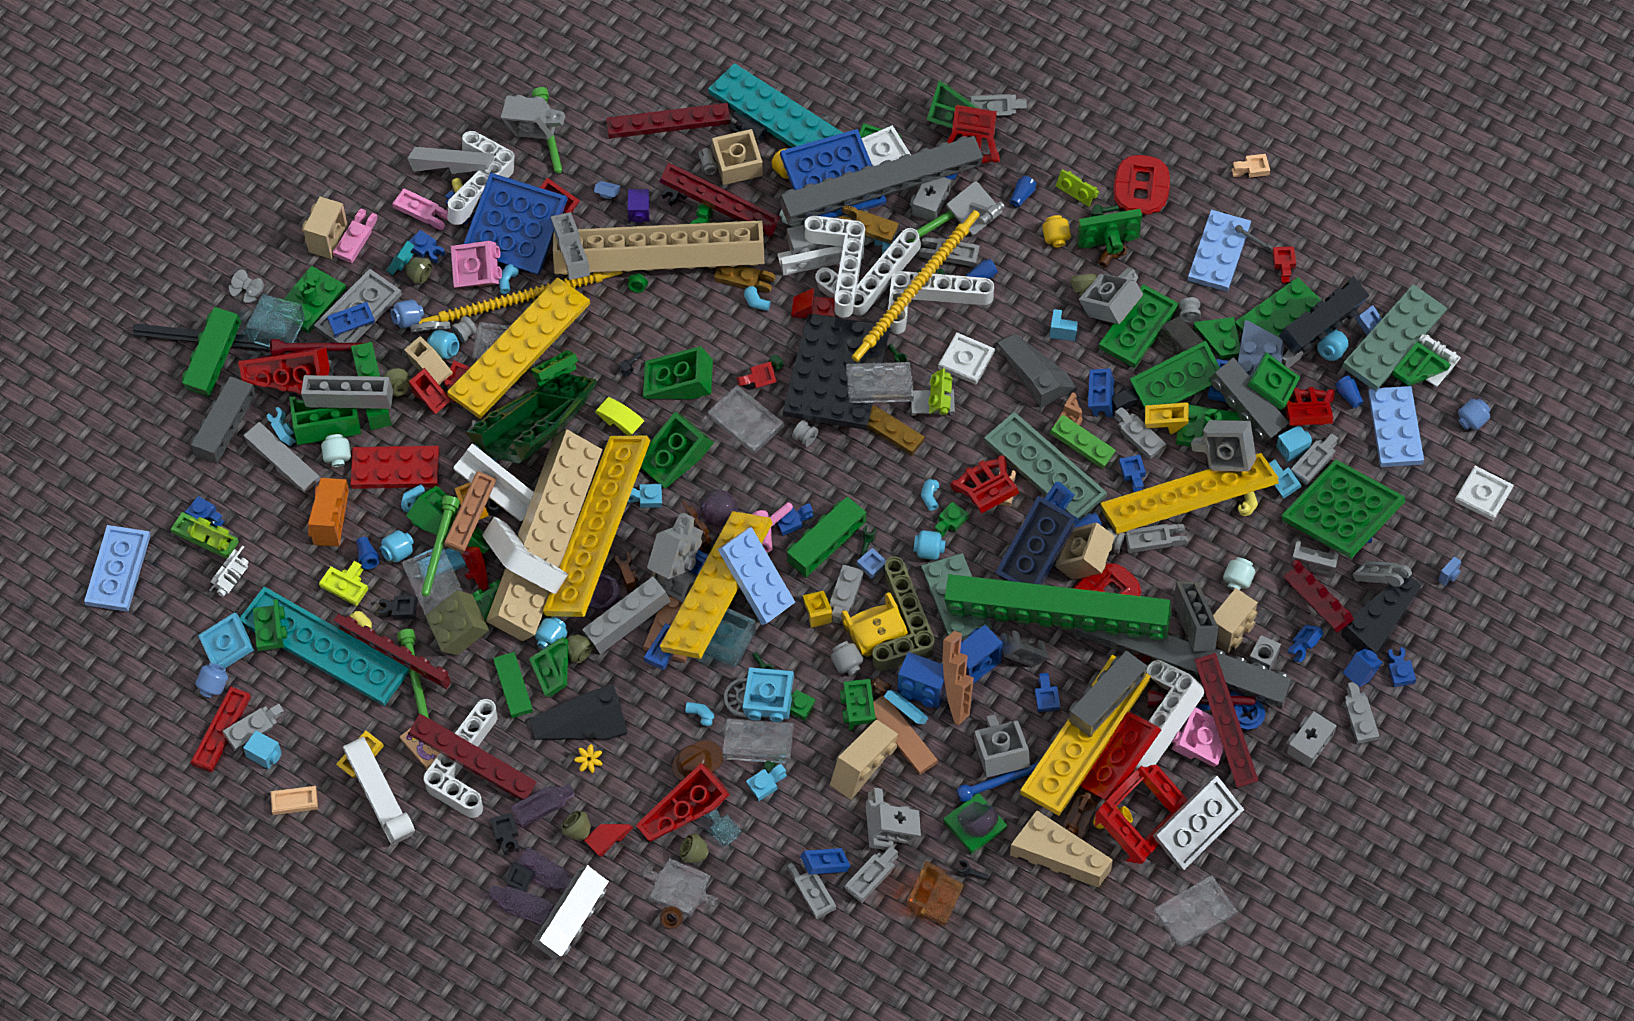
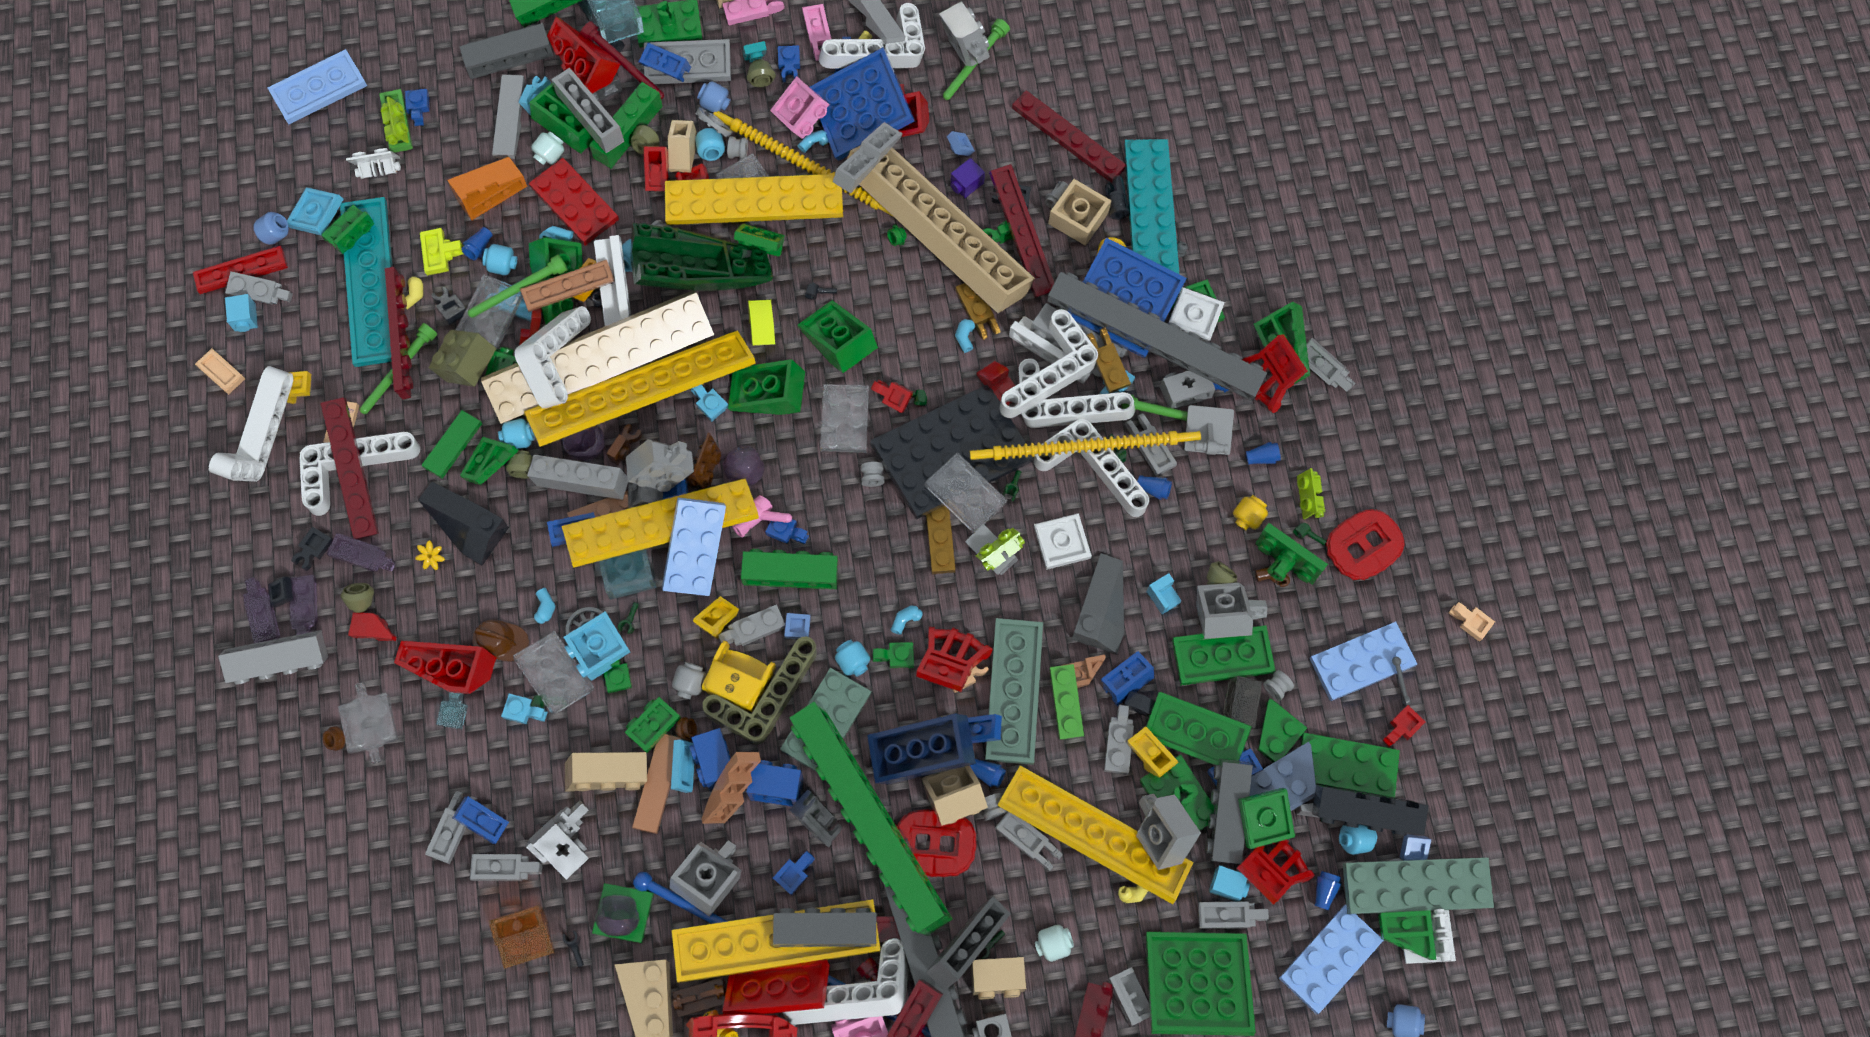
camera: 45 degrees right, 10 degrees up
(693, 849) = (409, 705): olive cone -> none
(868, 537) = (819, 604): dark green hand -> none
(1133, 469) = (1077, 767): blue plate -> none
(1287, 481) = (1185, 906): medium azure plate -> none

